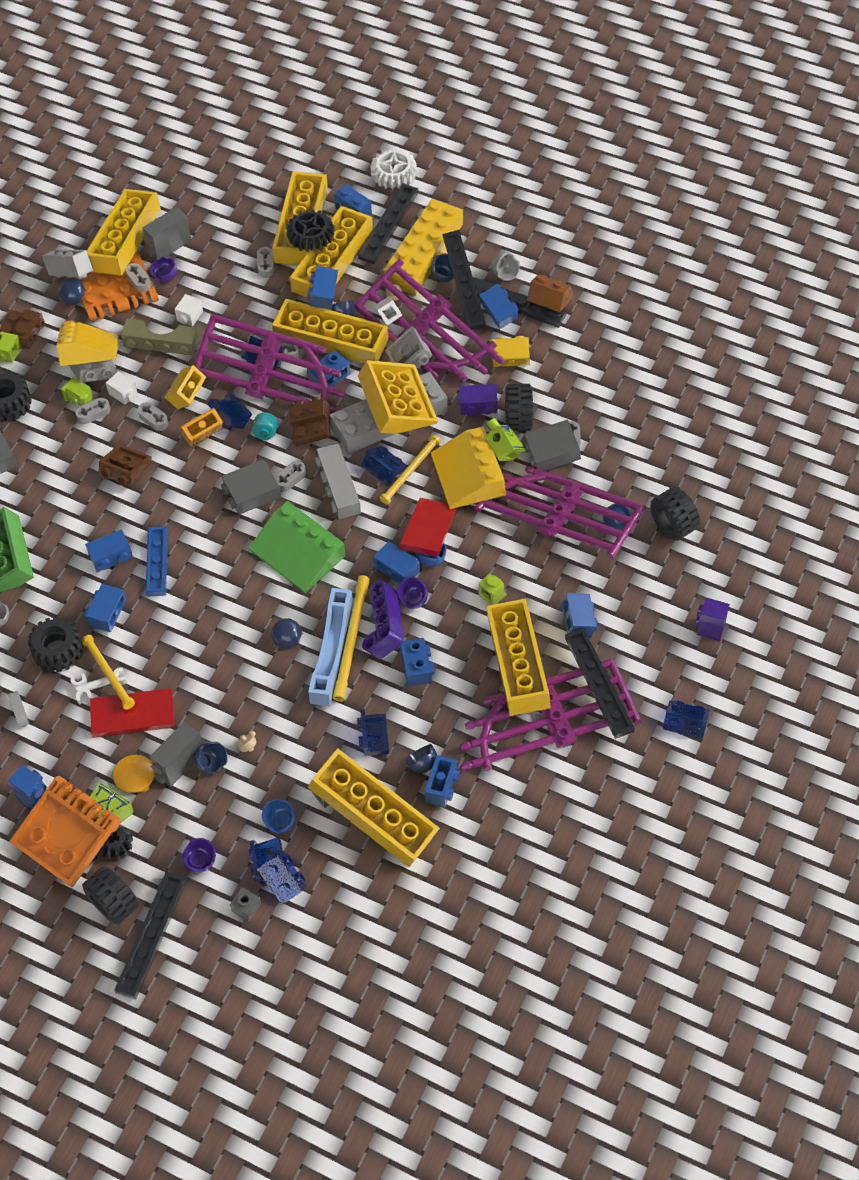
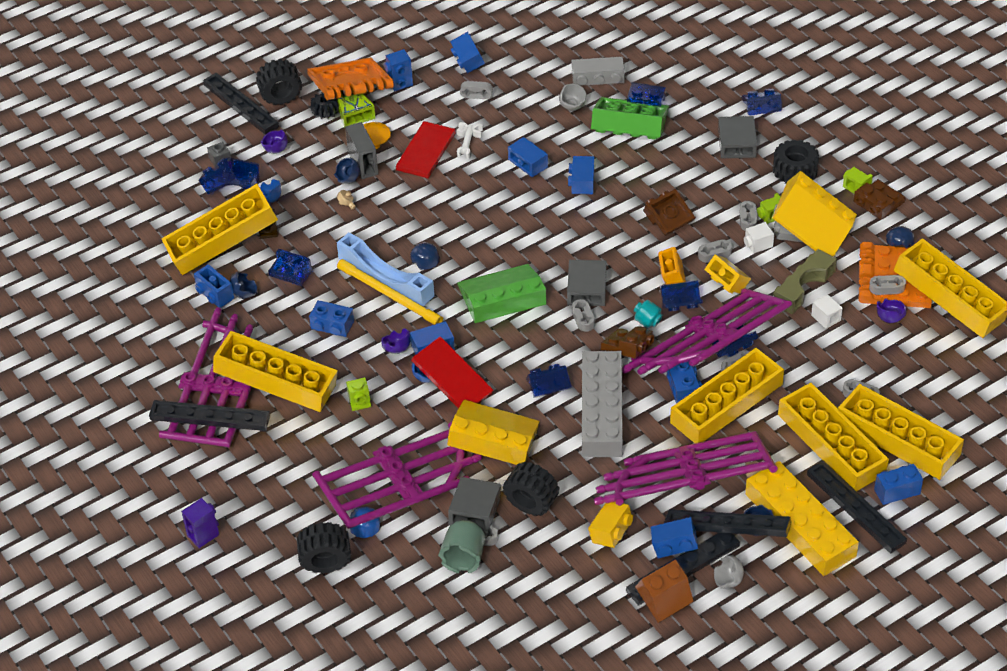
camera: 120 degrees right, 10 degrees down
(52, 631) = (515, 120): black tyre -> none
(67, 263) = (938, 234): light grey brick -> none
(127, 702) = (468, 142): yellow bar -> none
(157, 561) = (557, 206): blue tile -> none
(166, 234) = (933, 320): dark grey brick -> none
(310, 230) = (858, 405): black gear -> none
(323, 287) = (770, 390): blue brick -> none
(338, 481) = (550, 340): light grey brick -> none
(345, 307) = (750, 416): dark blue hair -> none
(386, 498) = (512, 369): yellow bar -> none
(387, 619) = (383, 310): dark purple beam -> none
(388, 310) = (715, 435): white brick -> none
(393, 168) = (935, 542): white gear -> none
(396, 396) = (598, 392): yellow slope -> none
(409, 349) = (653, 439): light grey plate -> none
(478, 399) = (573, 475): dark purple brick -> none
(504, 441) = (497, 458): lime torso -> none
(579, 613) = (284, 437): brick -> none
(600, 429) = (462, 546): none -> sand green cylinder
(686, 719) = (137, 468): clear blue bracket -> none

